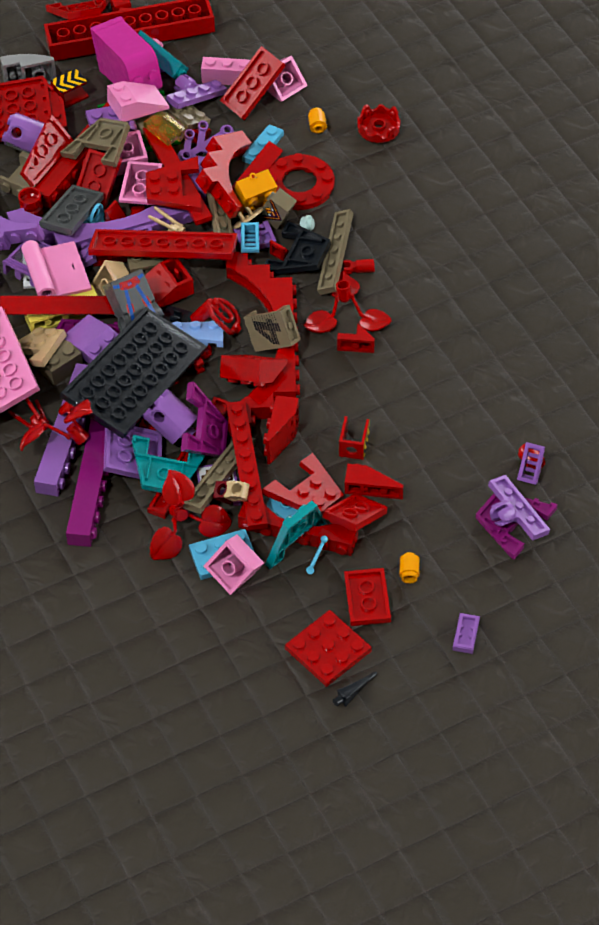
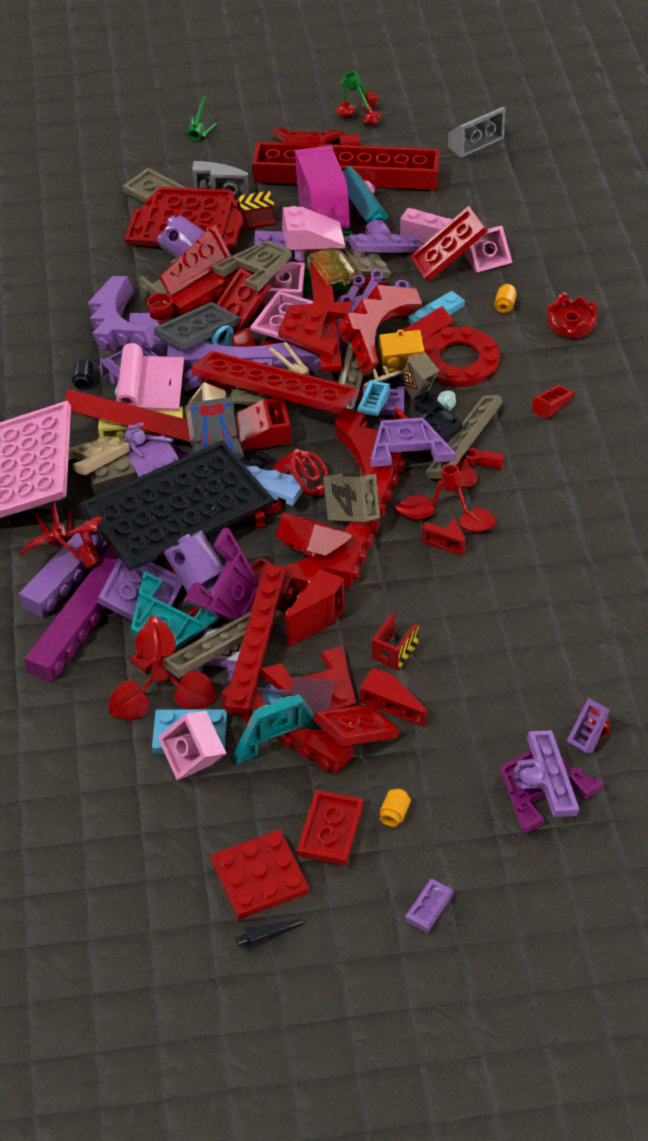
camera: 20 degrees right, 5 degrees down
(67, 321) = (137, 436): none -> medium lavender plant
(233, 492) = (224, 663): tan leg -> none
(295, 263) = (408, 435): none -> medium lavender wing
(304, 494) = (314, 692): none -> piece
(310, 570) = (280, 777): medium azure hinge -> none
(390, 204) = (549, 402): none -> red slope

